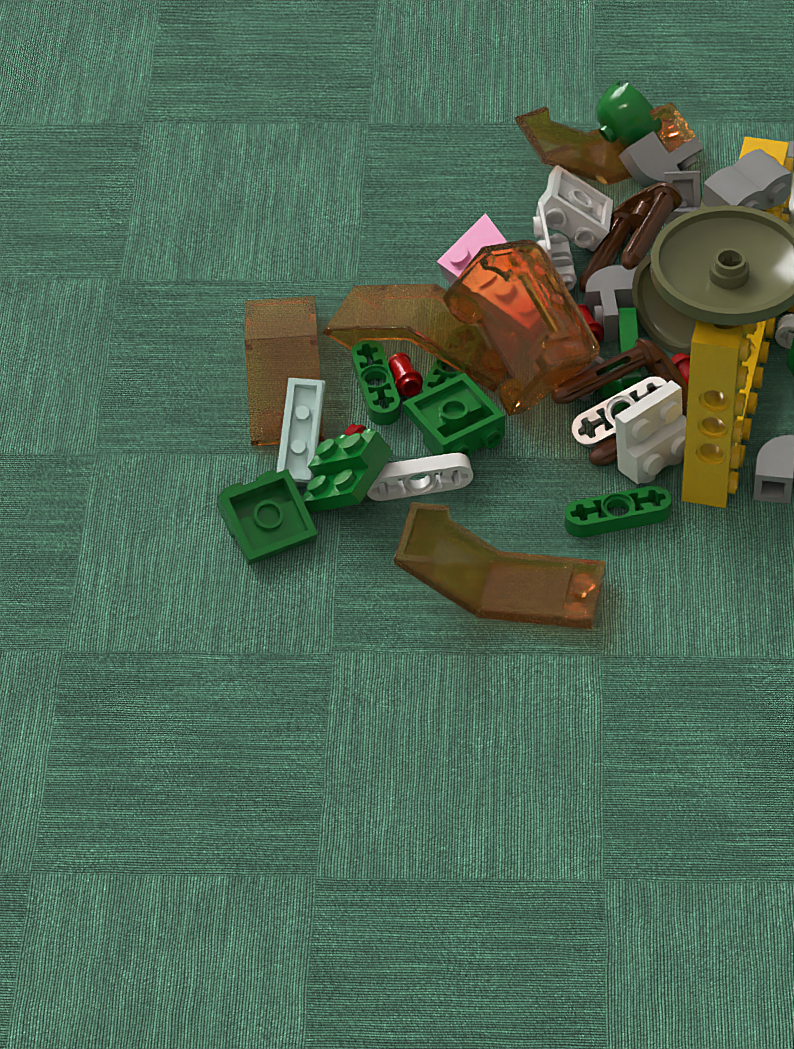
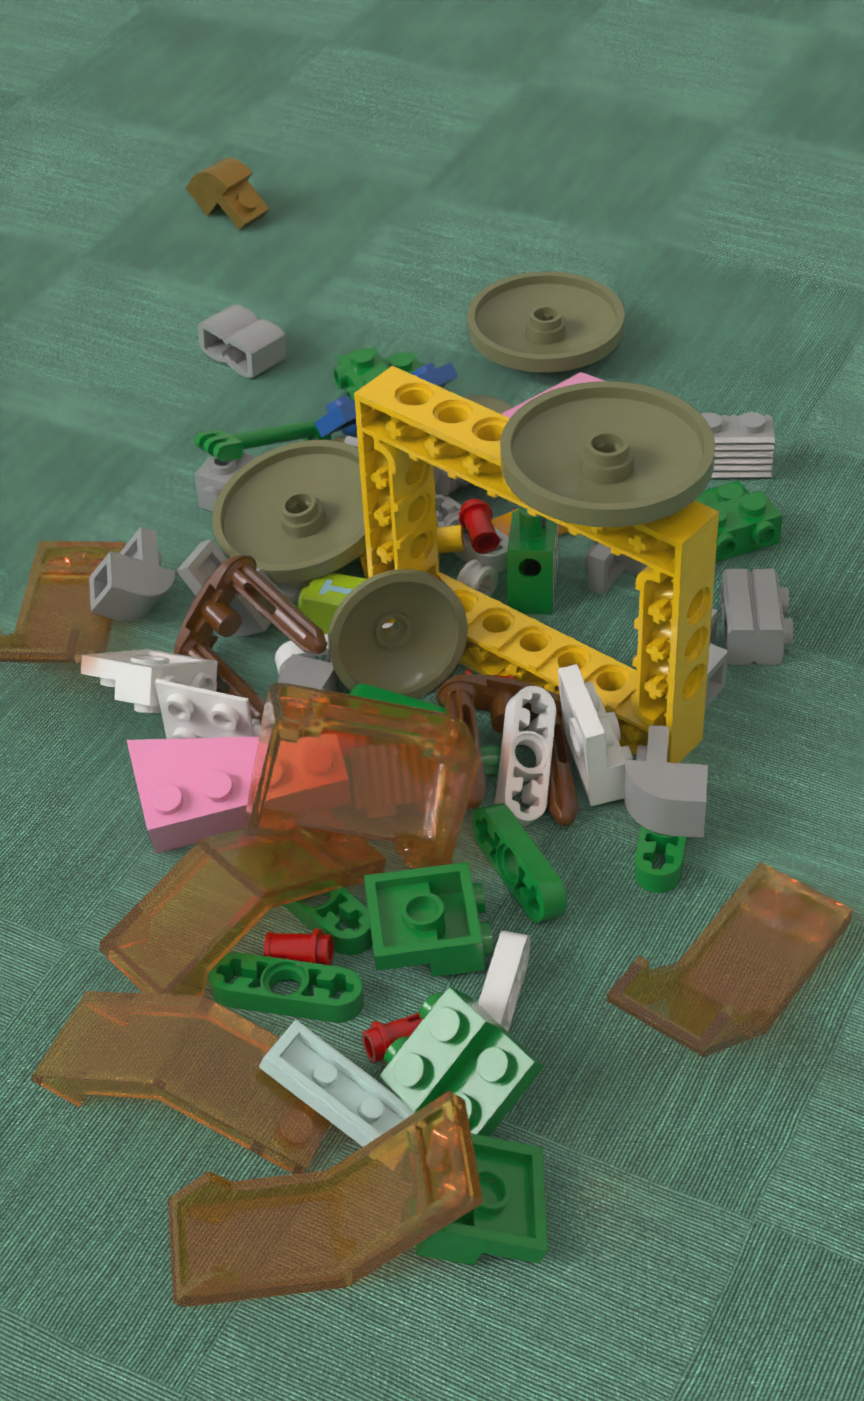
camera: 65 degrees left, 5 degrees down
(211, 451) = (324, 1224): none -> clear orange windscreen
(535, 446) = (519, 862): none -> green beam
(625, 115) = (49, 569): green cylinder -> none
(631, 484) = (665, 794): none -> light grey brick
(751, 182) = (469, 405): light grey brick -> none

